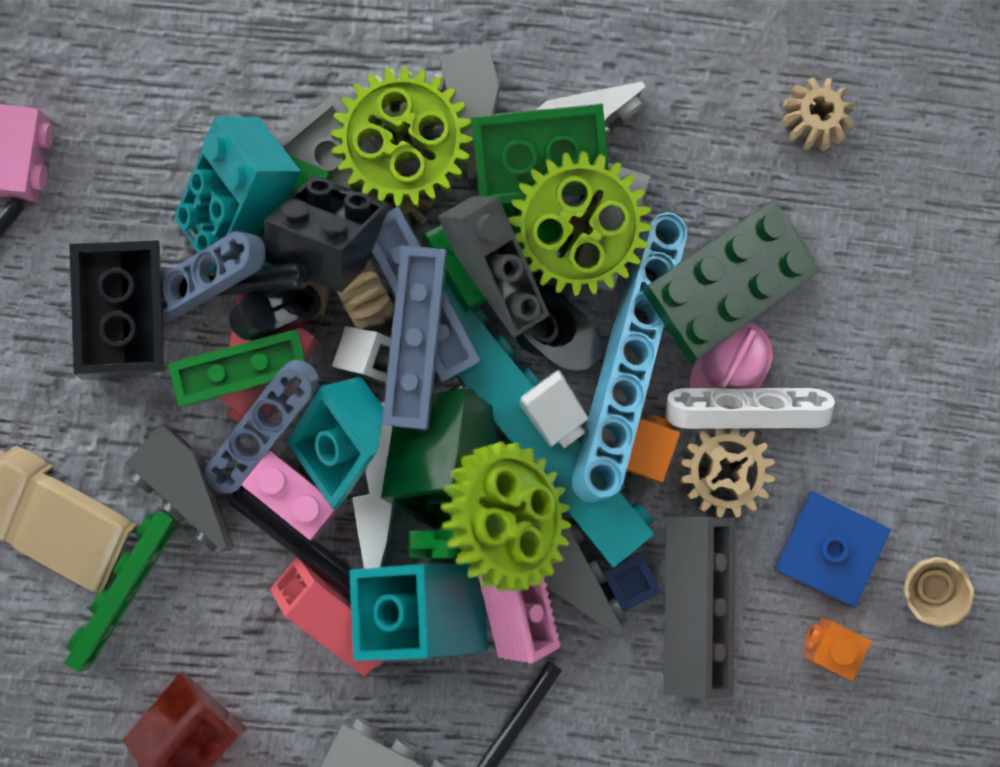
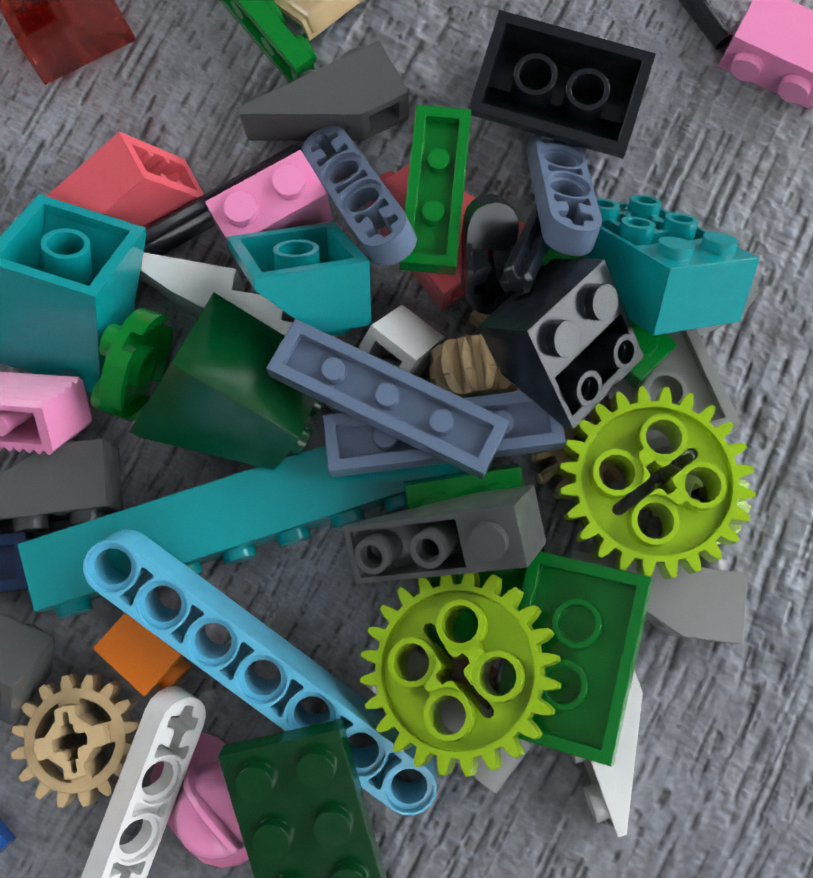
camera: 110 degrees right, 5 degrees down
(506, 517) = (71, 410): lime gear -> none
(554, 411) = (225, 537): white slope -> none
(564, 336) = (323, 602): black piece -> none

